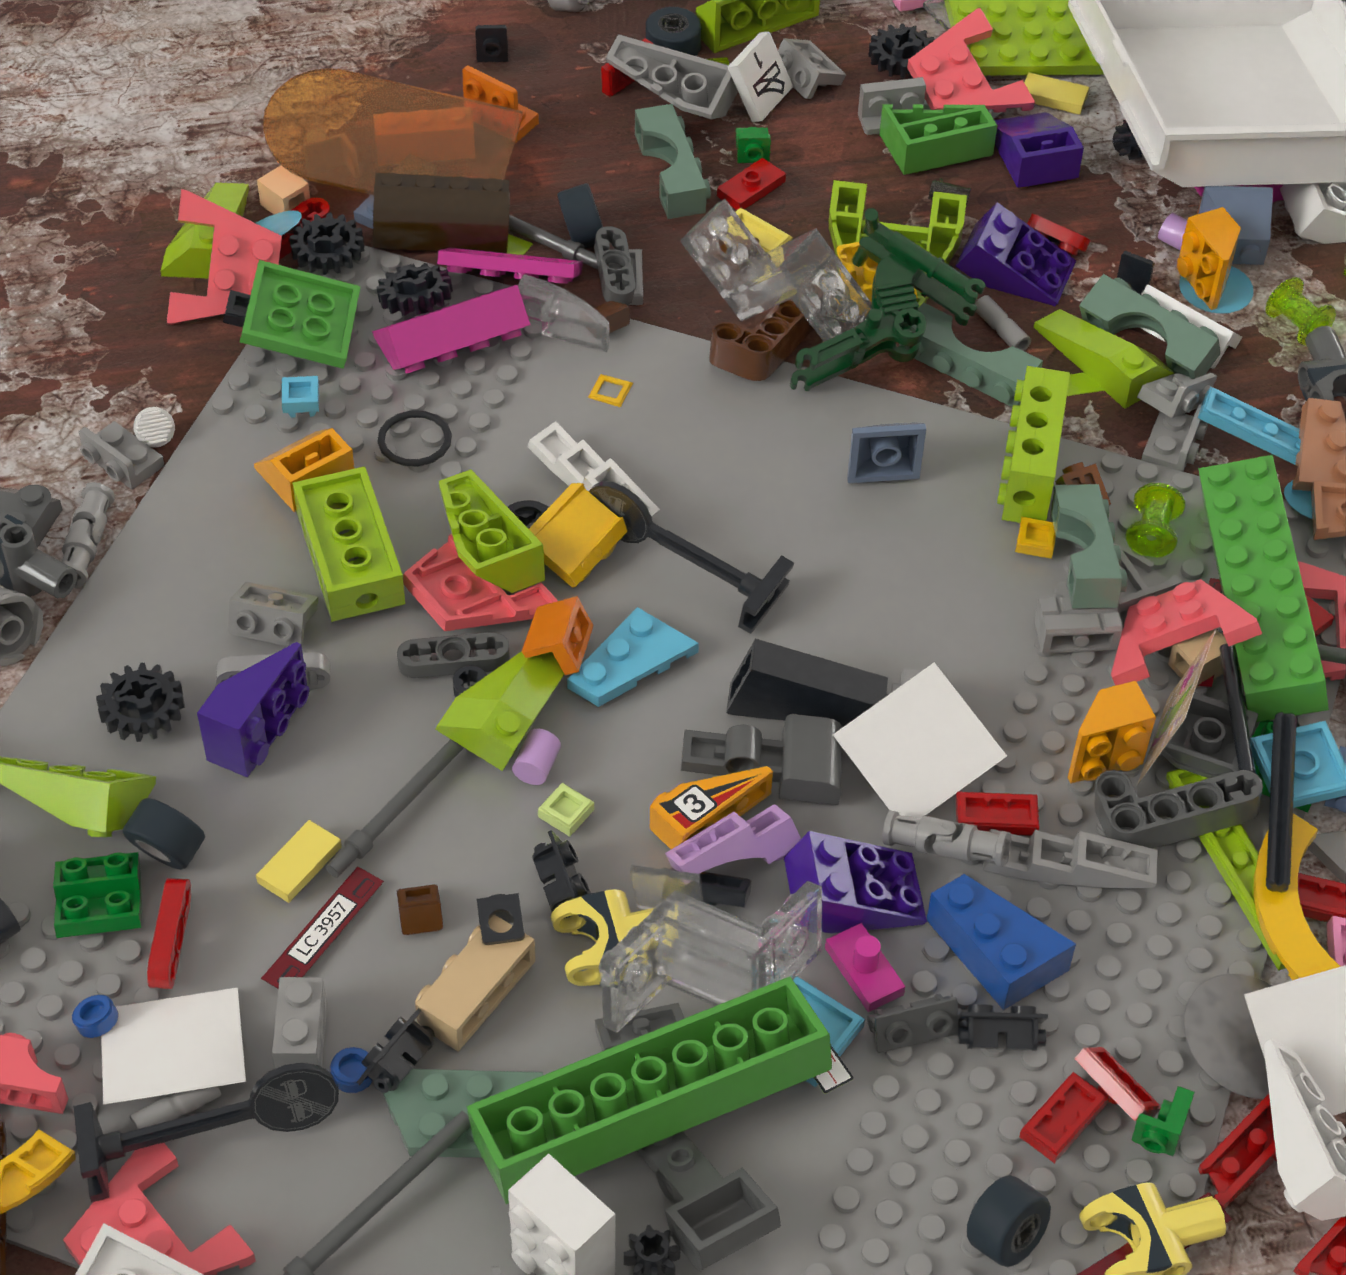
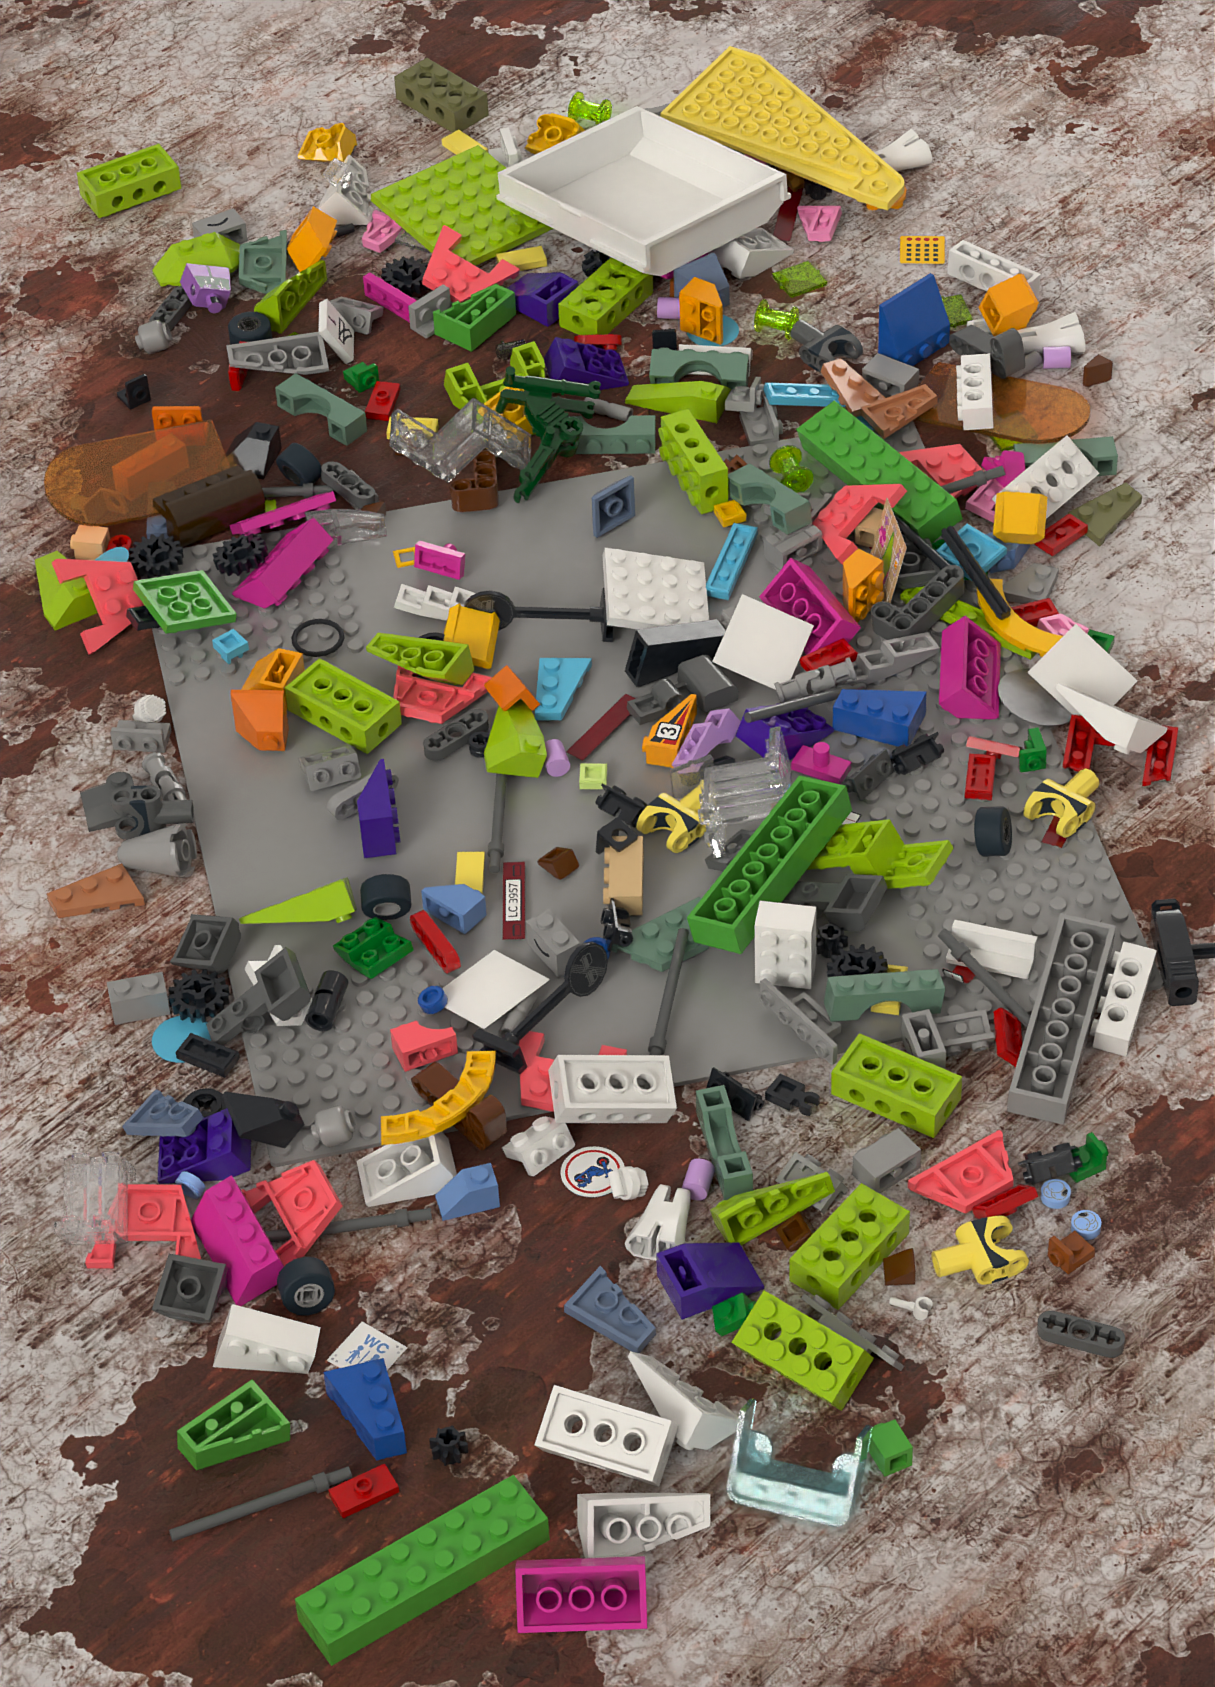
camera: 30 degrees left, 5 degrees down
(140, 702) = (301, 846): black gear -> none
(240, 898) = (455, 905): none -> medium blue slope
(245, 510) = (261, 718): none -> orange slope
(551, 173) = (255, 448): none -> black slope
(632, 416) = (439, 559): none -> dark pink tile
(634, 747) = (601, 729): none -> dark red sticker
(819, 1170) = (879, 851): none -> lime bracket
(844, 595) = (653, 590): none -> white plate
(859, 59) = (387, 295): none -> dark pink plate
(897, 864) = (801, 703): none -> dark grey bar
(984, 604) = (731, 561): none -> medium azure tile
(1029, 716) = (804, 596): none -> dark pink slope
(1103, 188) = (604, 299): none -> lime brick
(1171, 944) = (969, 671): none -> dark pink slope

